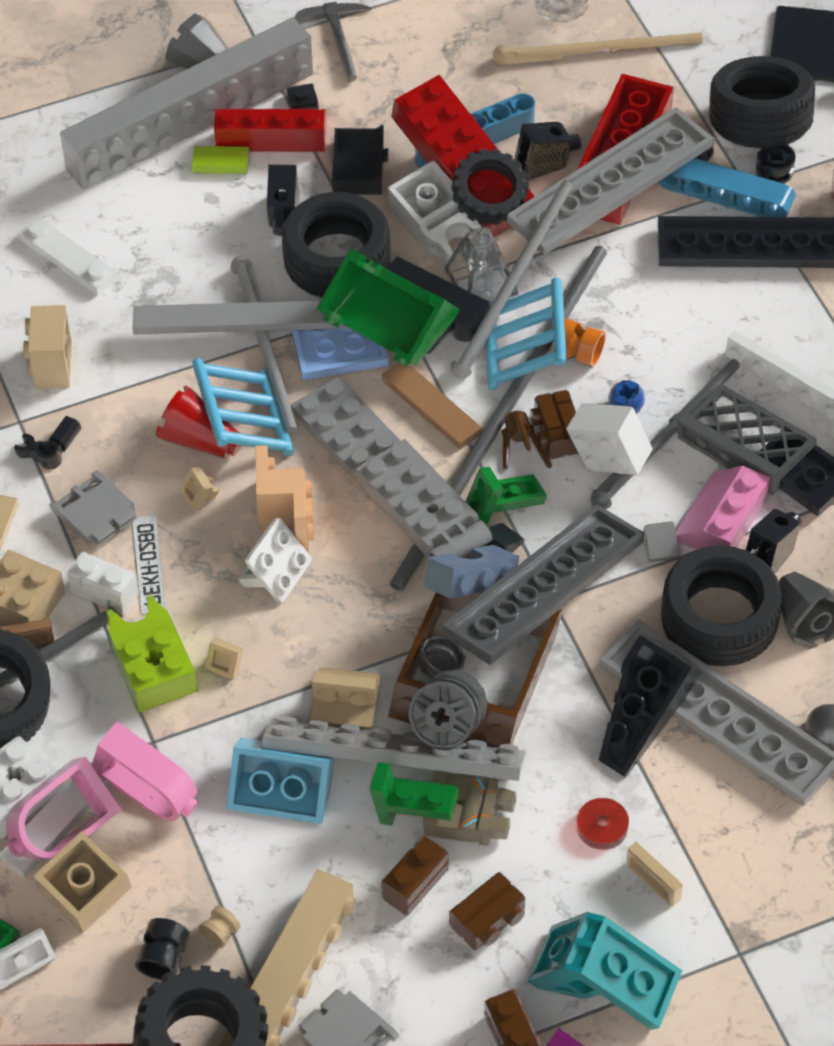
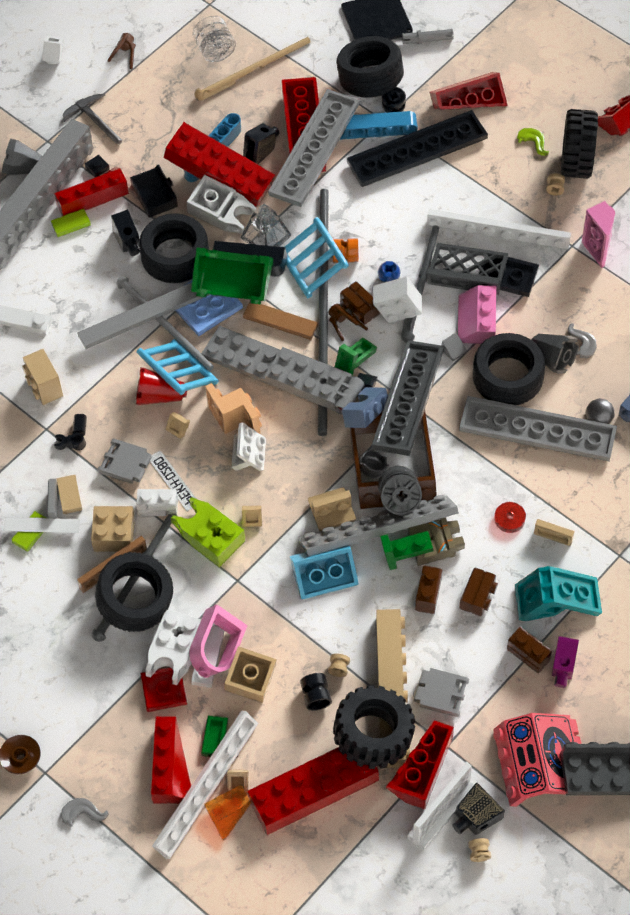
camera: 25 degrees left, 5 degrees up
(144, 774) = (251, 600): bright pink window -> none
(462, 368) = (286, 293): light grey bar -> none
(496, 162) = (248, 162): black tyre -> none
(647, 697) = (498, 436): black wedge -> none
(774, 531) = (516, 315): black torso -> none

